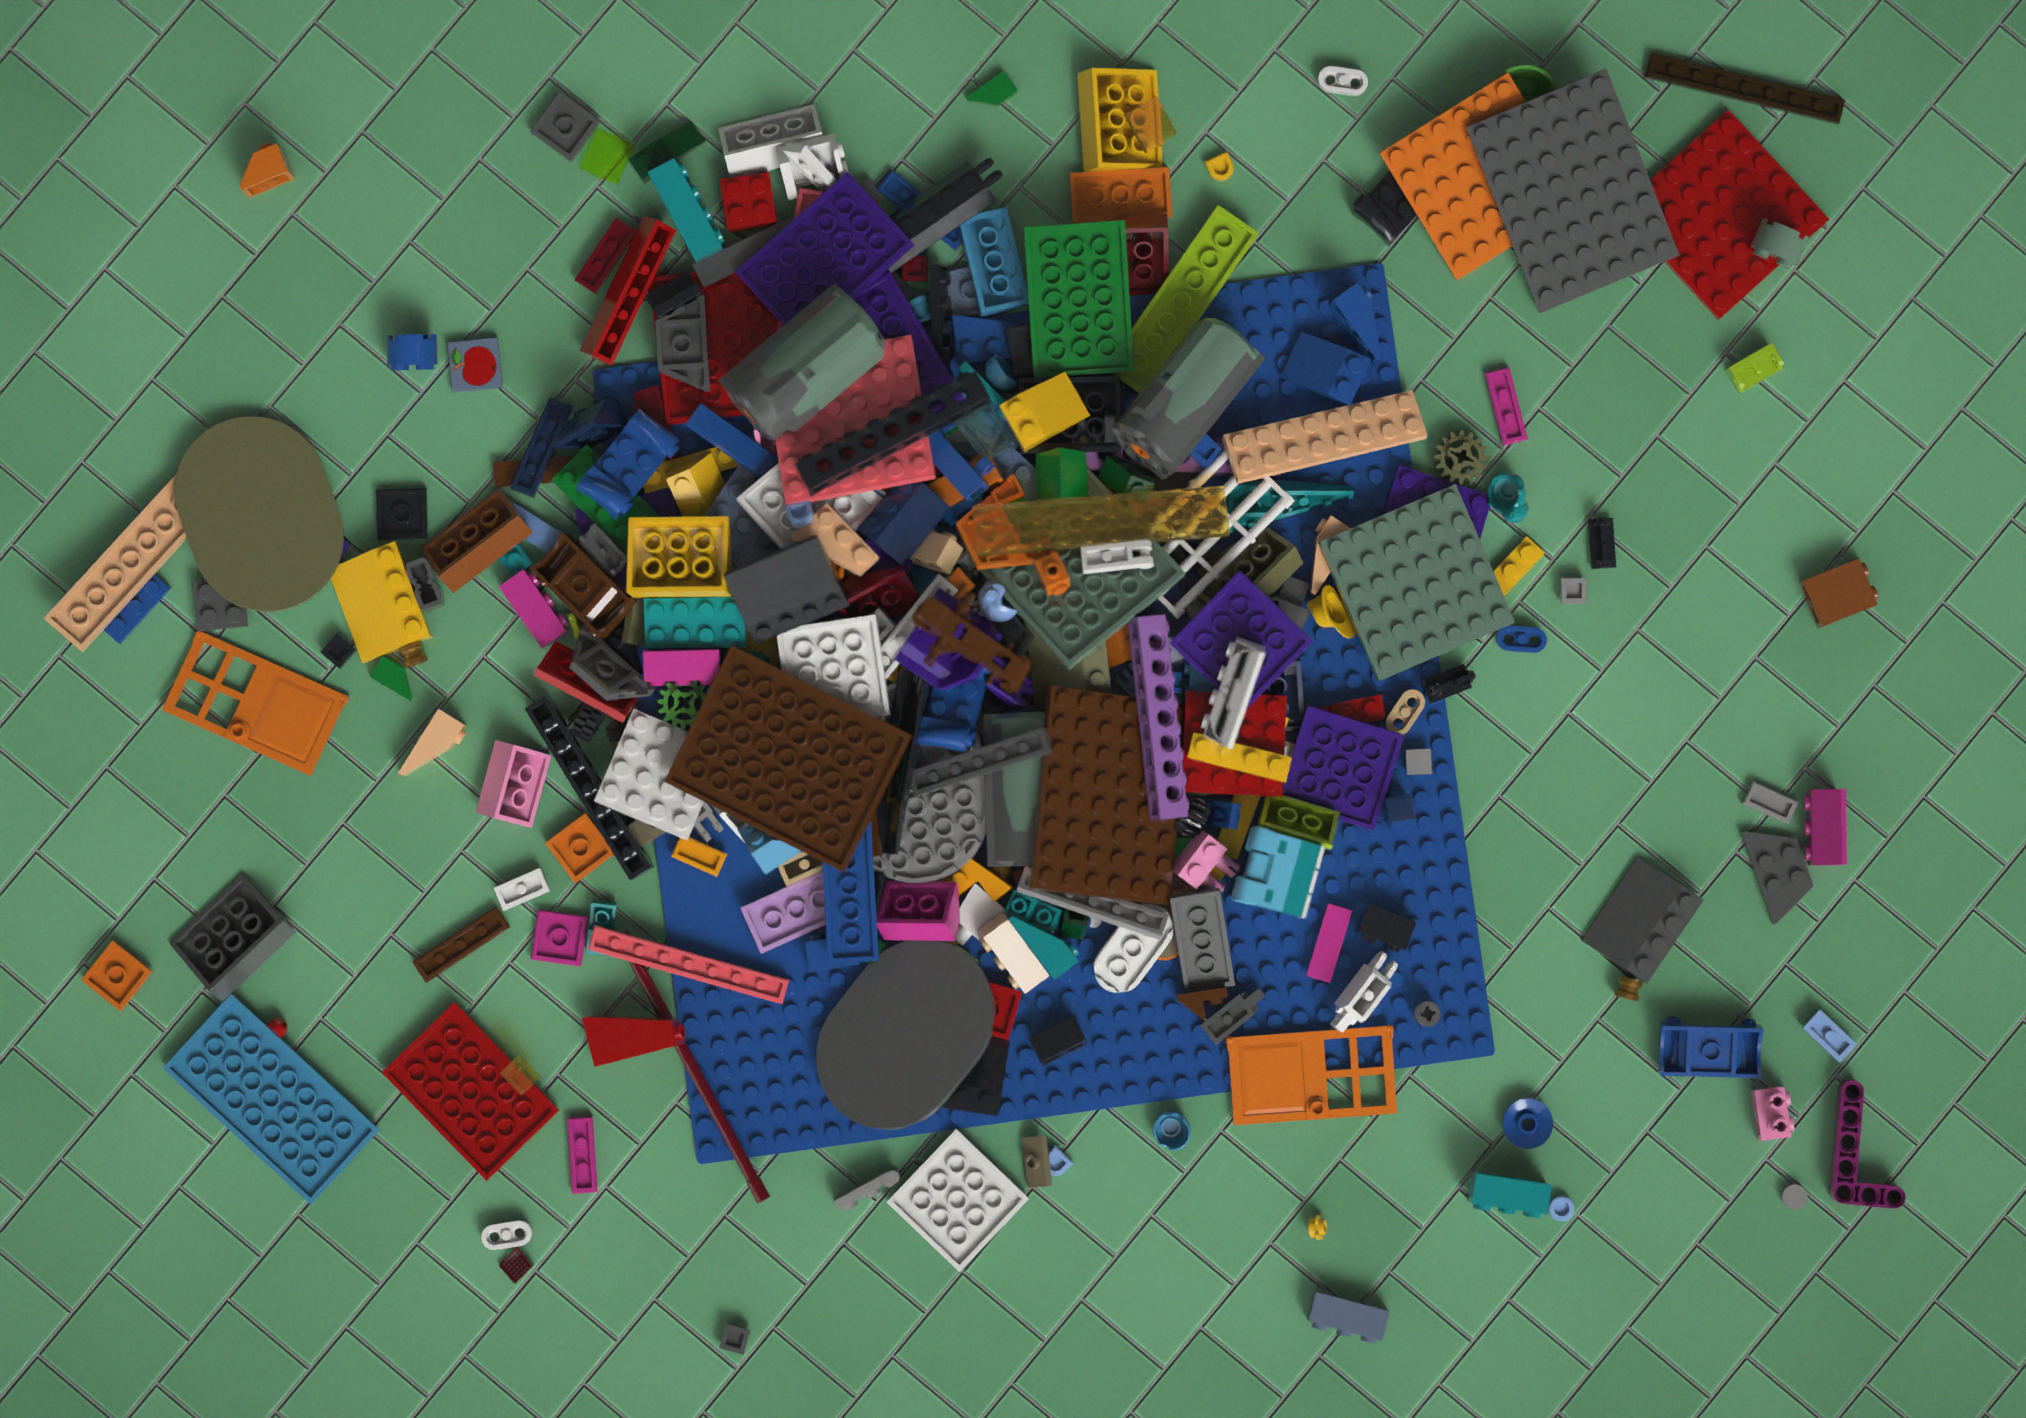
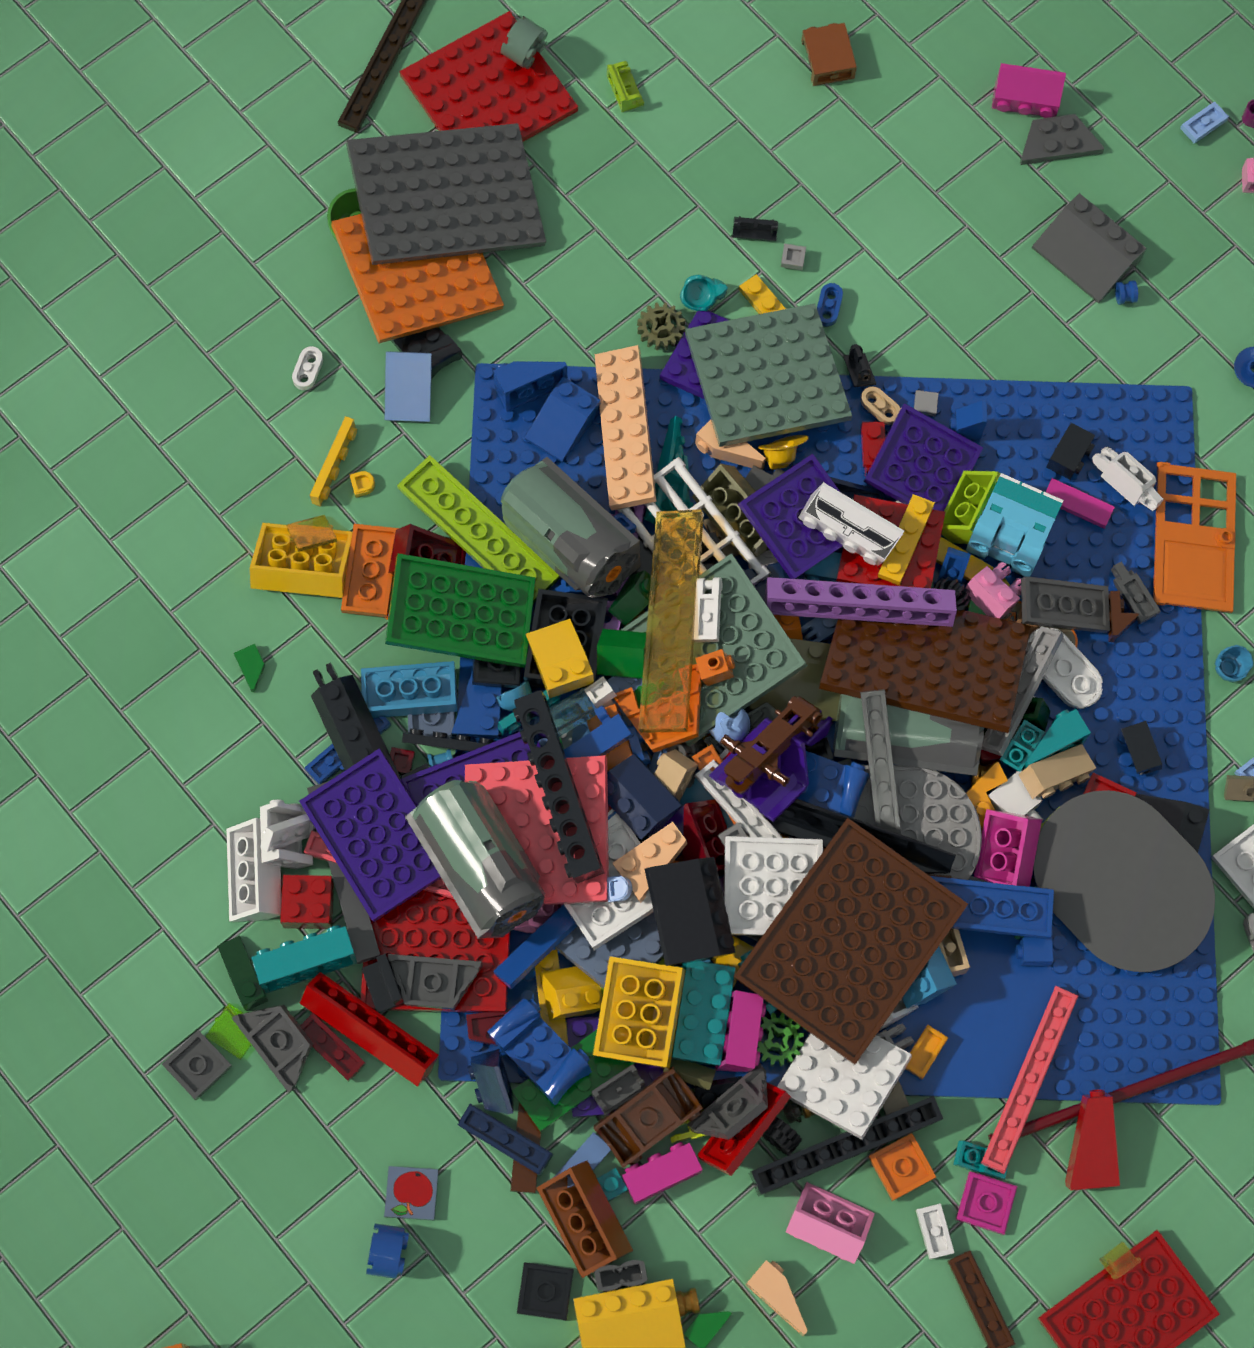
camera: 80 degrees left, 15 degrees down
(582, 1155) = (1201, 1215): dark pink tile -> none
(601, 201) = (278, 1041): none -> dark grey wing
(787, 913) = (992, 974): lavender plate -> none
(1012, 461) = (600, 693): none -> white tile
(1247, 133) = (331, 465): none -> yellow plate
(1336, 194) = (408, 386): none -> medium blue tile
(1423, 1013) = (1146, 433): flat silver wheel -> none
(1505, 406) = (621, 285): dark pink tile -> none
(1595, 969) = (1126, 292): none -> blue wheel
(1628, 988) = (1146, 269): pearl gold wheel -> none
(1710, 1049) = (1208, 213): blue piece -> none
(1770, 802) = (998, 136): light grey tile -> none

